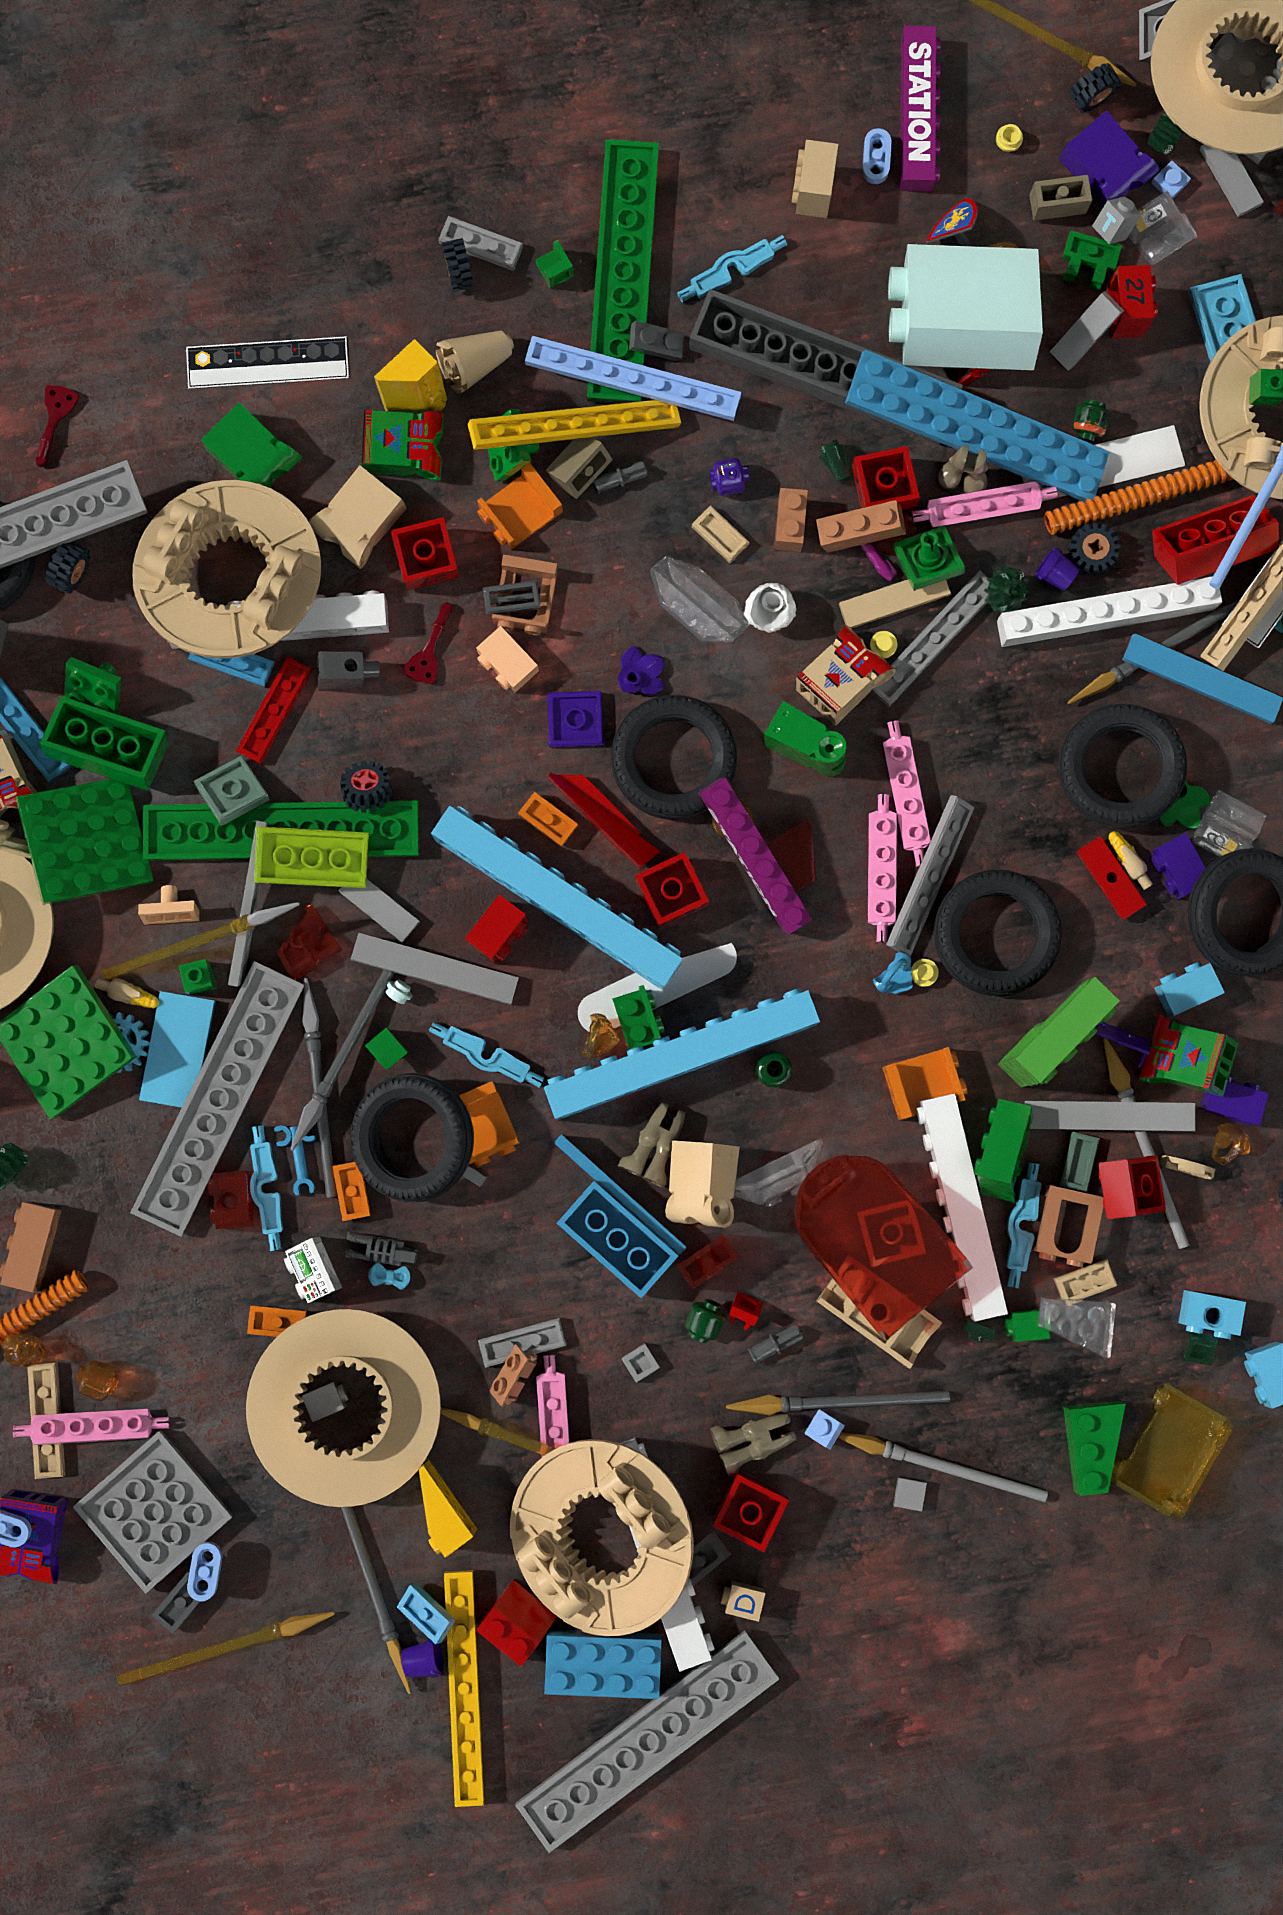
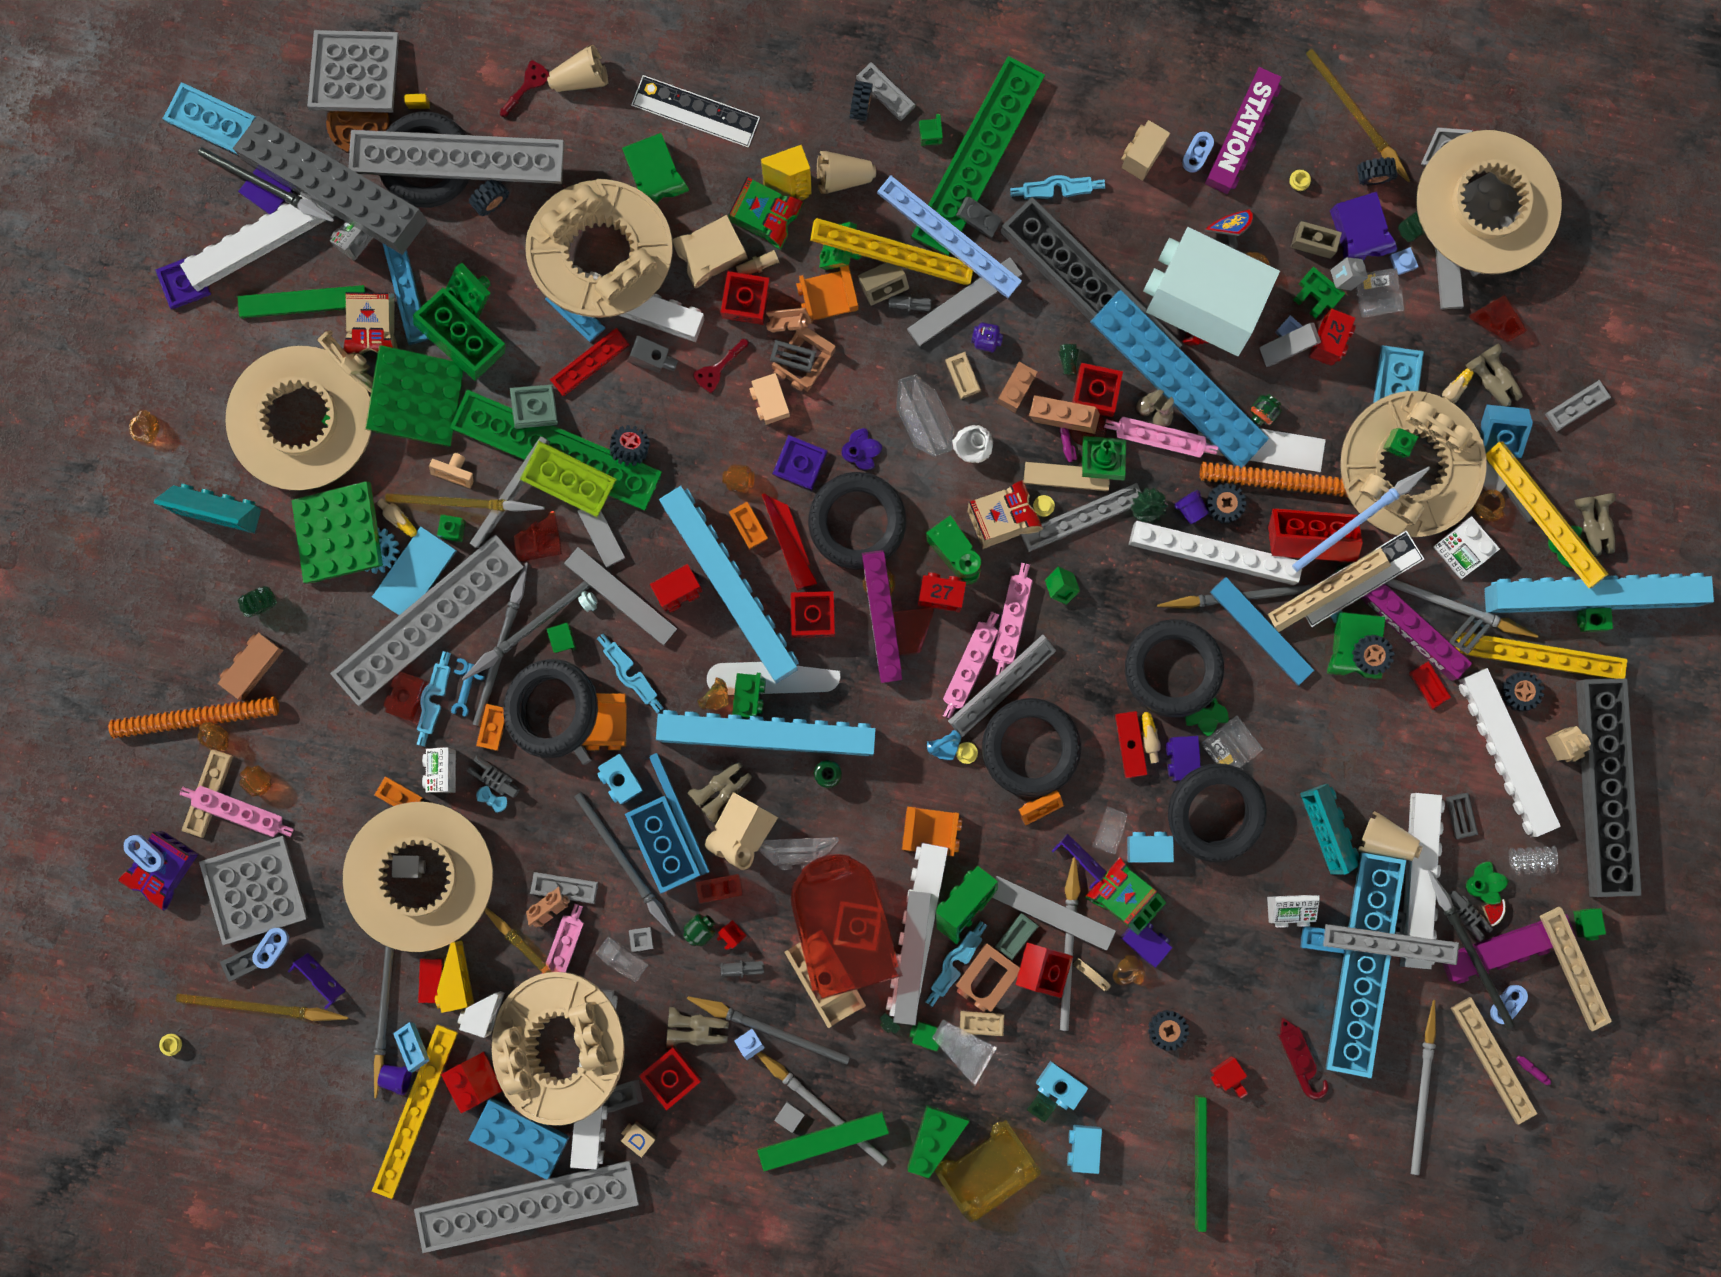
camera: 20 degrees right, 0 degrees up
(109, 374) = (579, 72): none -> tan cone
(135, 1740) = (170, 1044): none -> light yellow plate
(278, 1581) = (319, 978): none -> dark purple piece
(411, 1523) = (429, 979): none -> red tile
(422, 507) = (758, 263): none -> tan pin
(492, 553) = (793, 318): none -> nougat hinge
(492, 1539) = (481, 1016): none -> white slope
(512, 768) = (738, 478): none -> clear orange head
(522, 1170) = (631, 786): none -> medium azure brick
(628, 1397) = (621, 959): none -> clear slope
(638, 1316) = (653, 904): none -> dark grey piece
(676, 459) = (956, 307): none -> light grey tile
(812, 797) = (942, 592): none -> red brick
(947, 727) = (1062, 585): none -> green panel
(962, 1504) = (823, 1141): none -> green tile
(971, 1241) = (912, 957): none -> light grey tile
(1038, 1000) = (1035, 810): none -> orange plate
(1055, 1040) = (1033, 839): bright green piece -> none
(1073, 312) = (1288, 326): none -> light blue plate
(1133, 989) = (1110, 831): none -> clear slope

